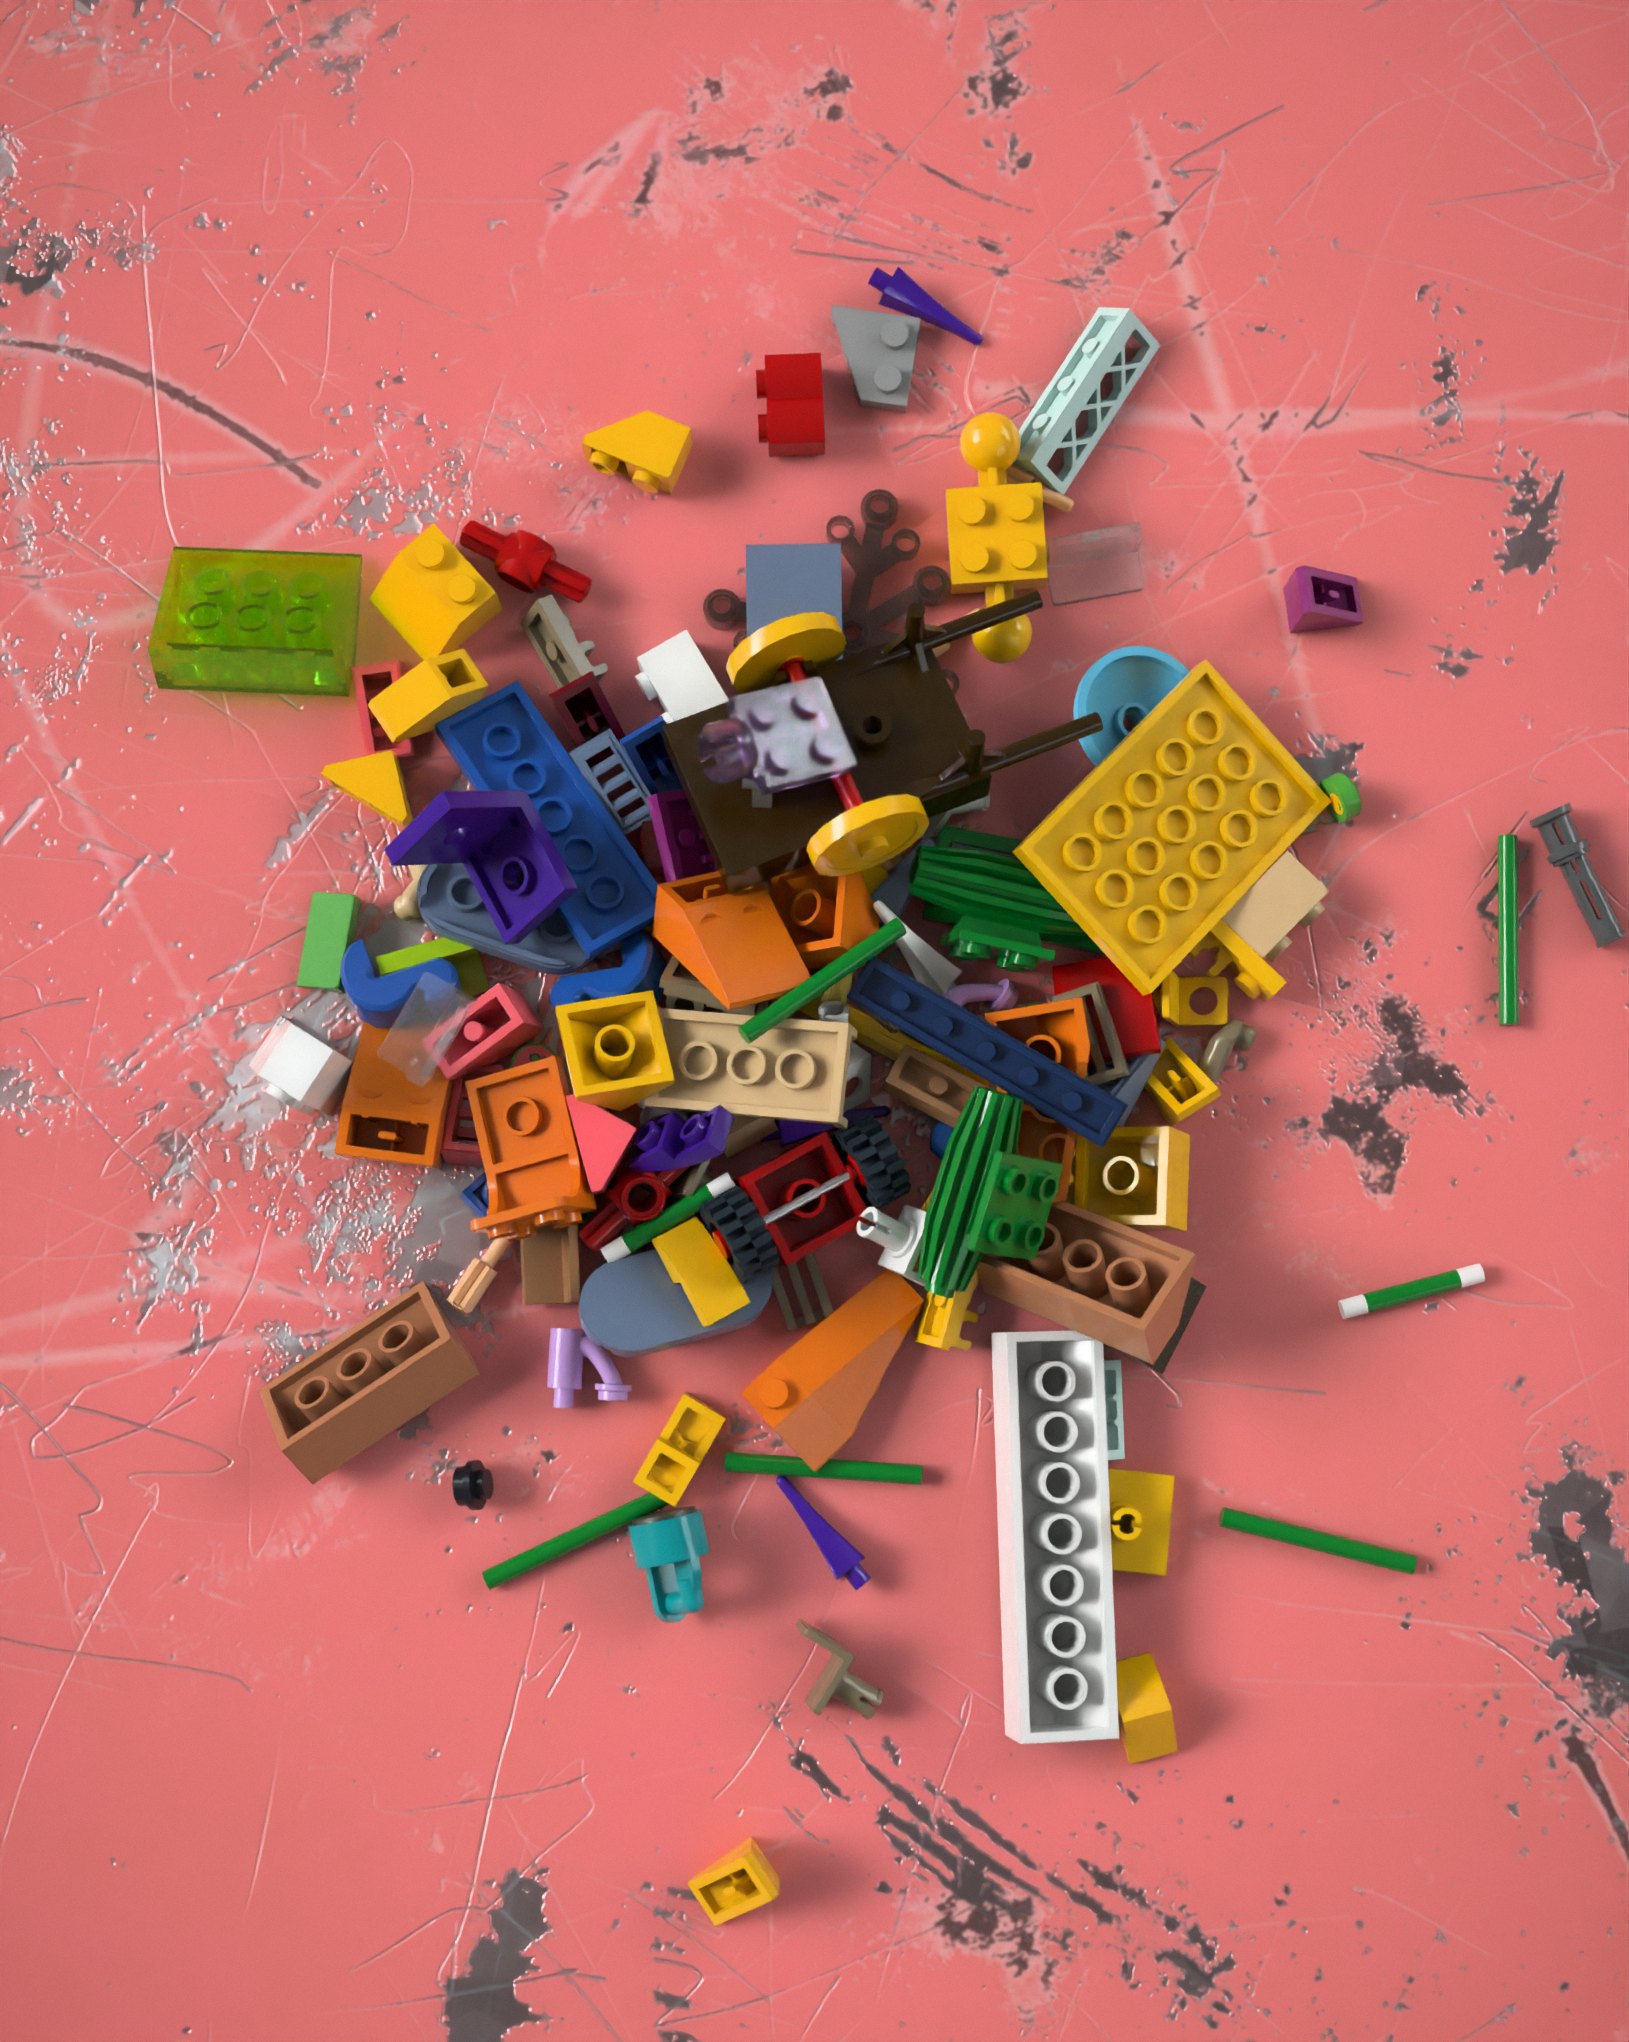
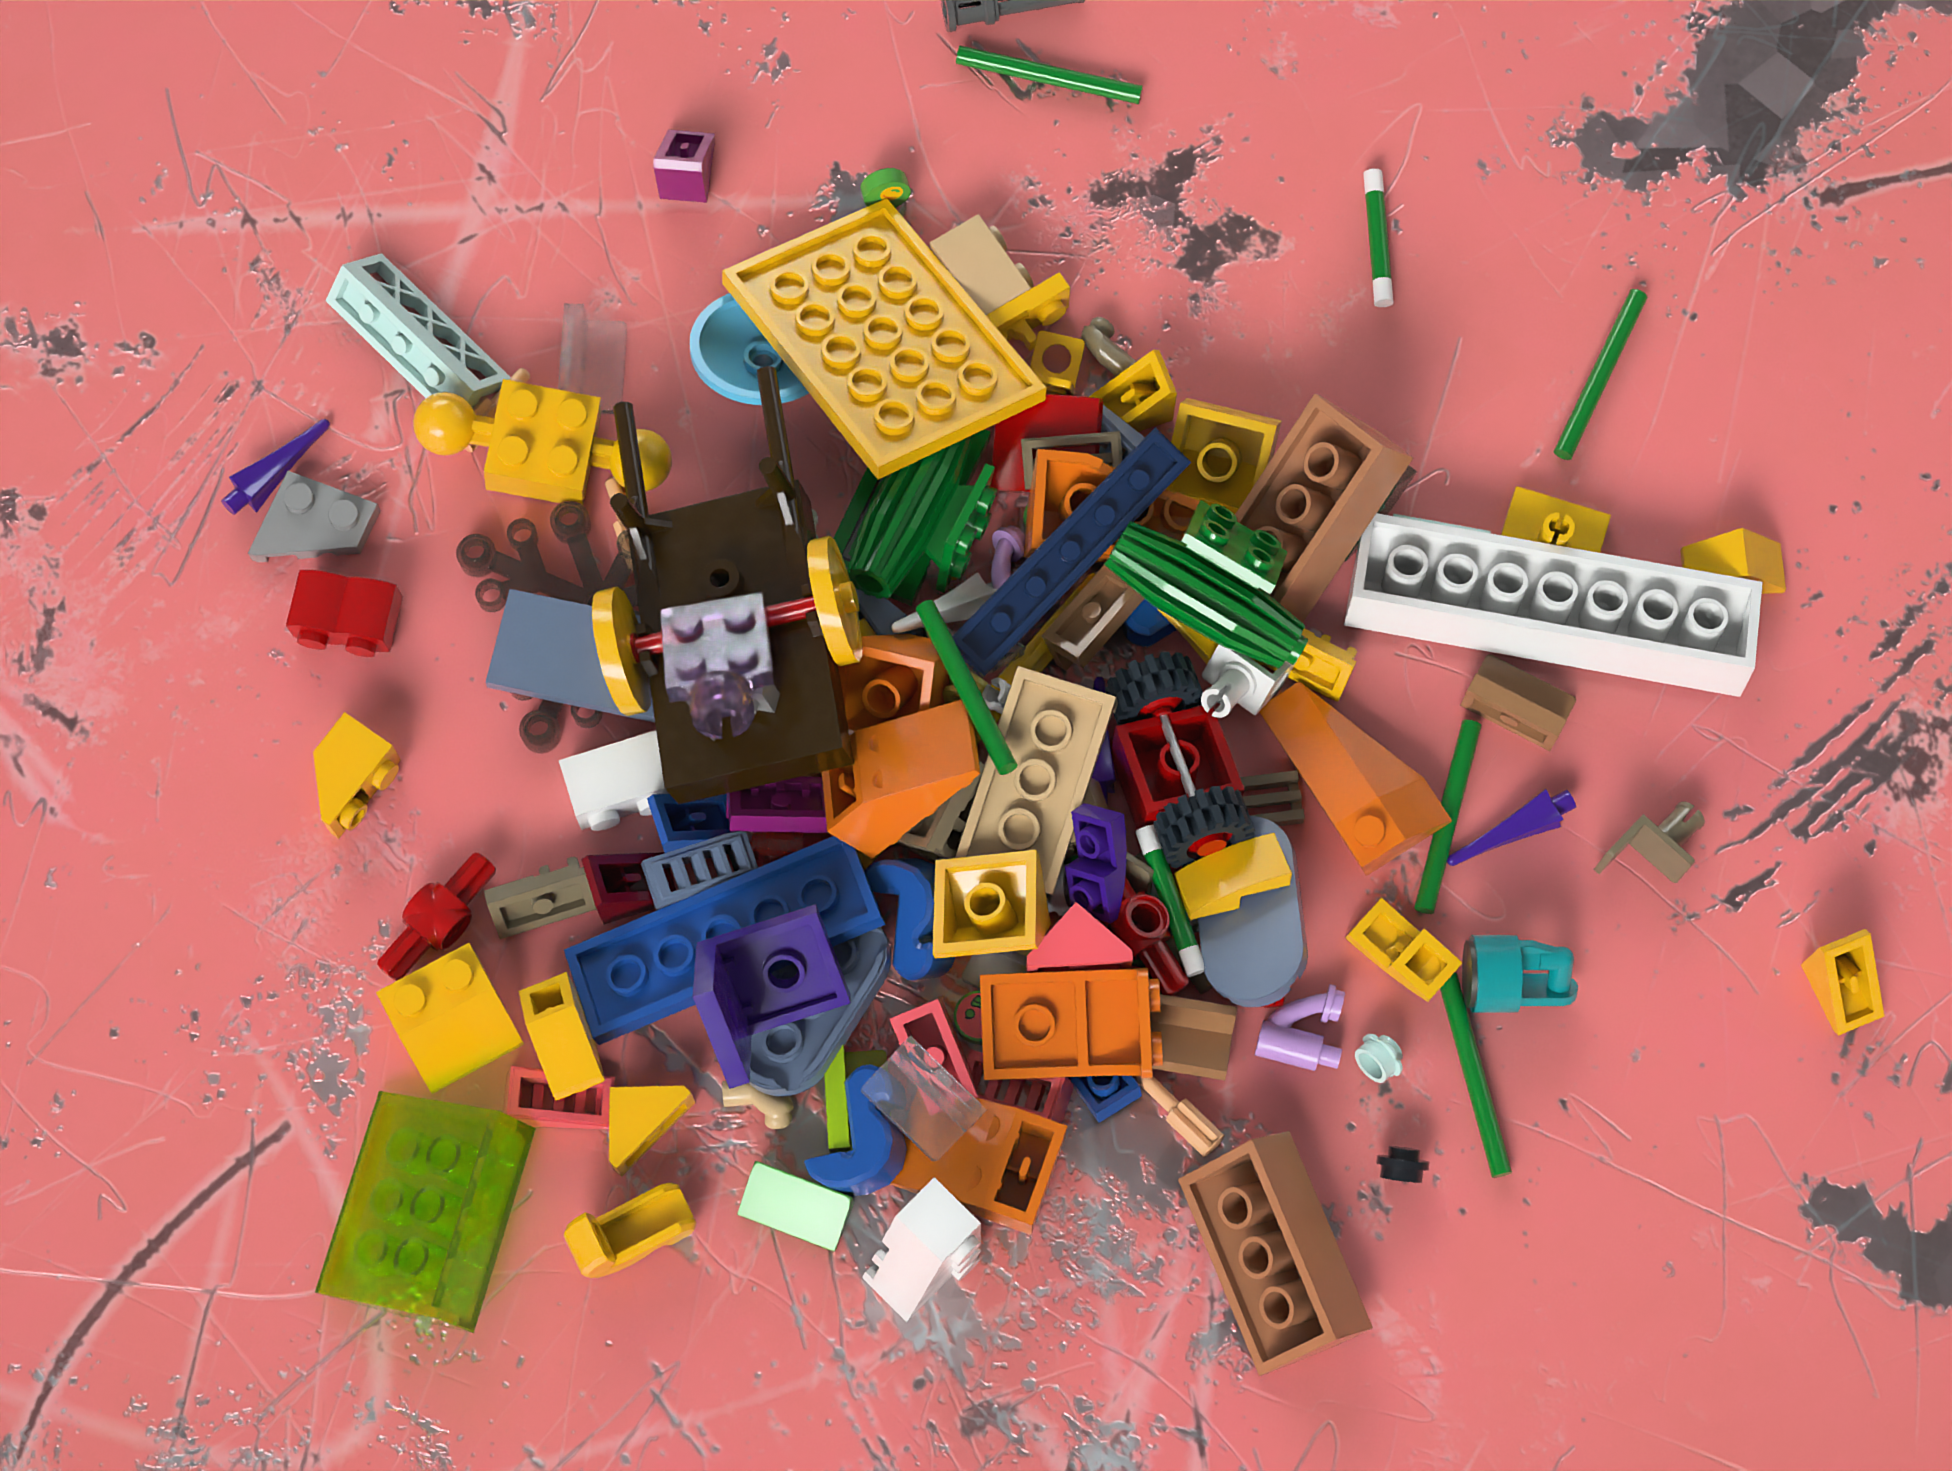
camera: 75 degrees left, 10 degrees down
(271, 799) = (629, 1231): none -> yellow animal
(571, 1445) = (1379, 1057): none -> light aqua plate
(954, 1517) = (1518, 702): none -> medium nougat panel

